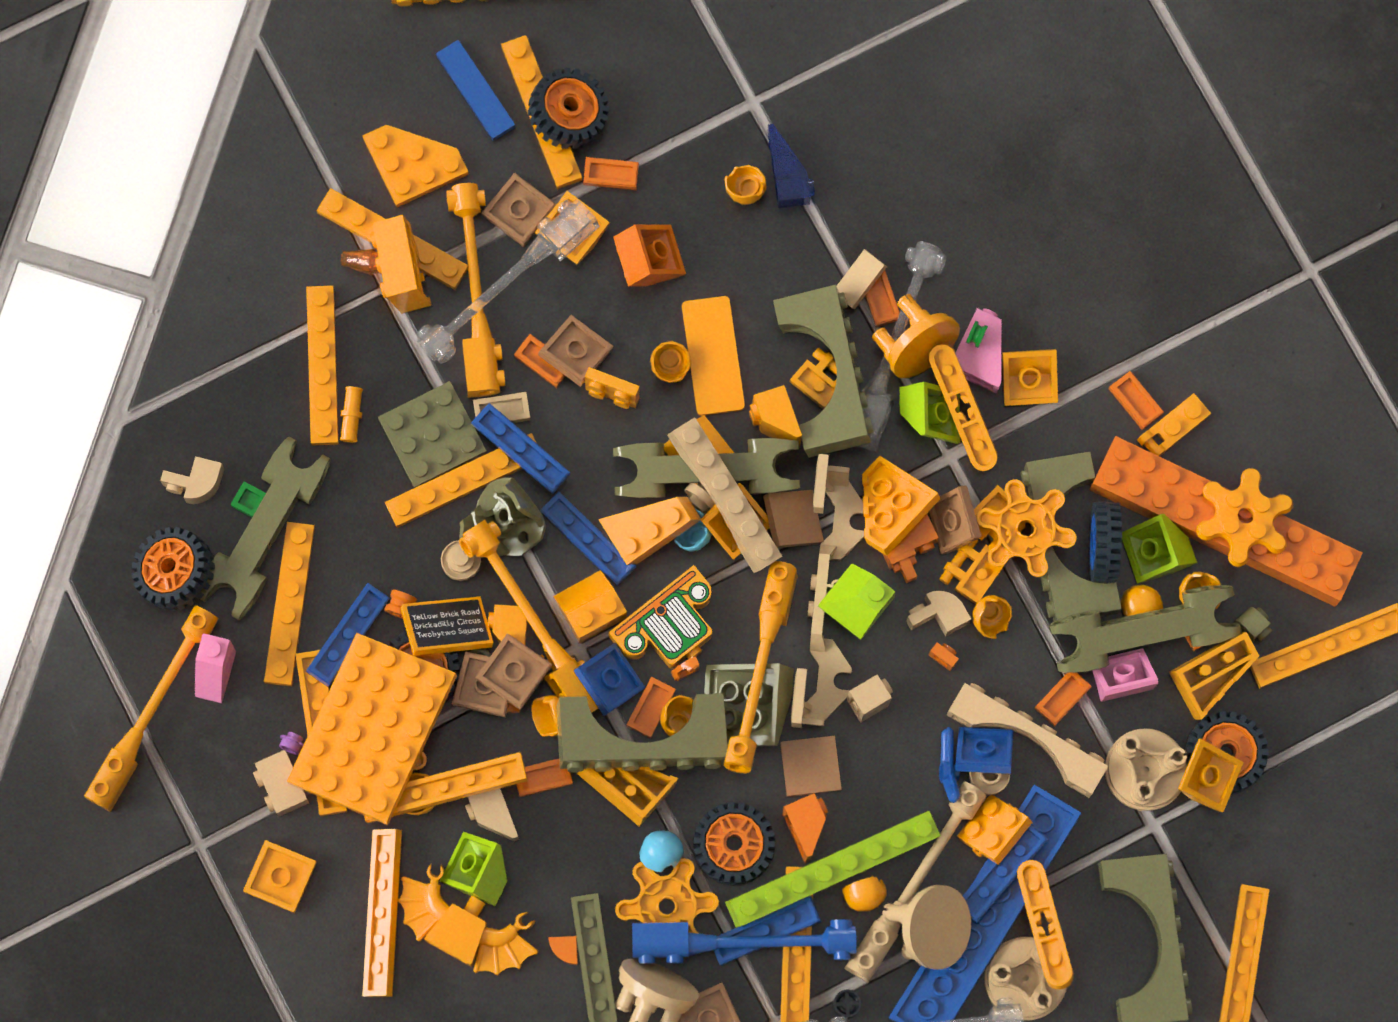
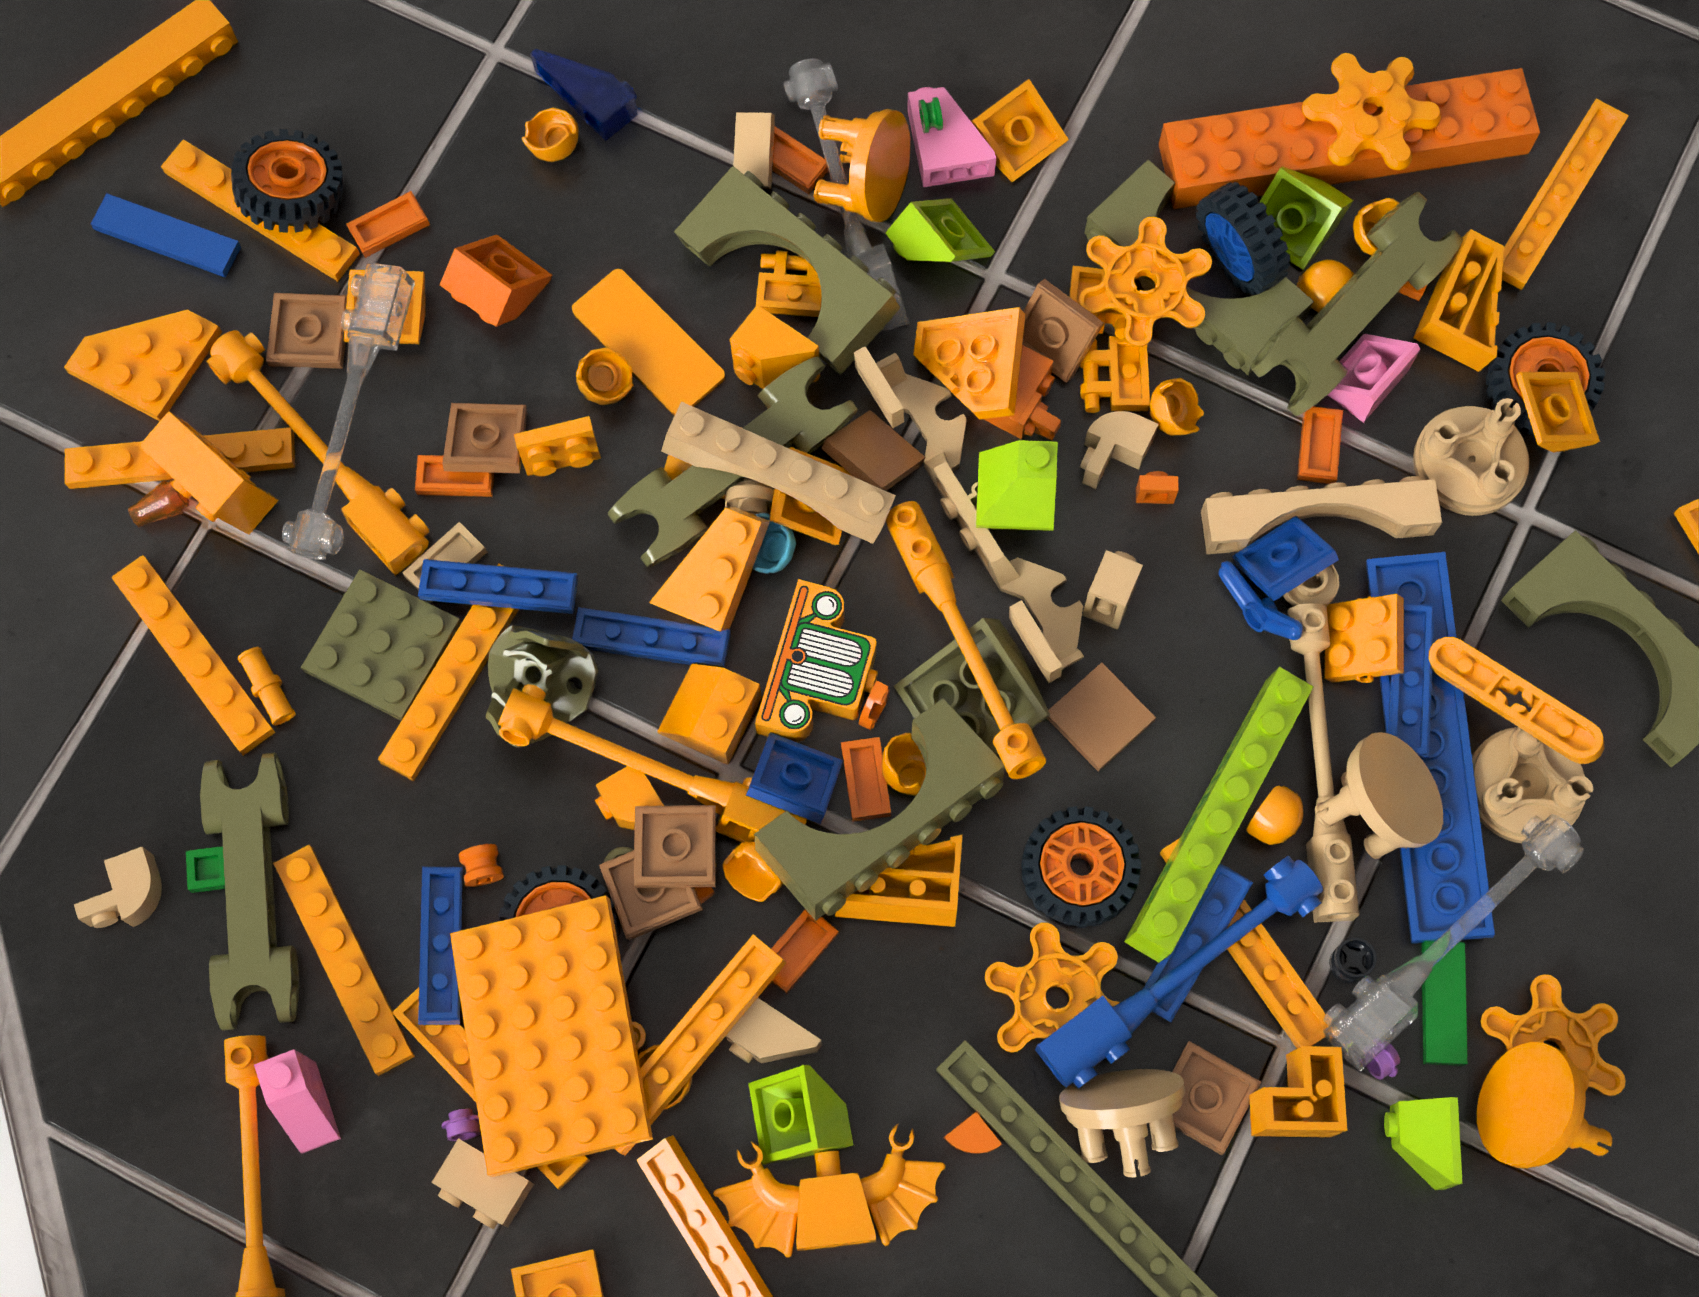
camera: 30 degrees left, 5 degrees down
(160, 555) = (165, 1015): wheel -> none
(446, 625) = (554, 850): black tile -> none
(457, 564) = (517, 768): tan plate -> none
(661, 850) = (1002, 935): medium azure hair -> none
(805, 822) = (1151, 784): orange slope -> none
(953, 382) = (941, 184): light orange piece -> none
(1136, 400) = (1150, 82): orange tile -> none
(1175, 425) = (1213, 76): light orange plate -> none
(1255, 623) = (1463, 217): olive plate -> none

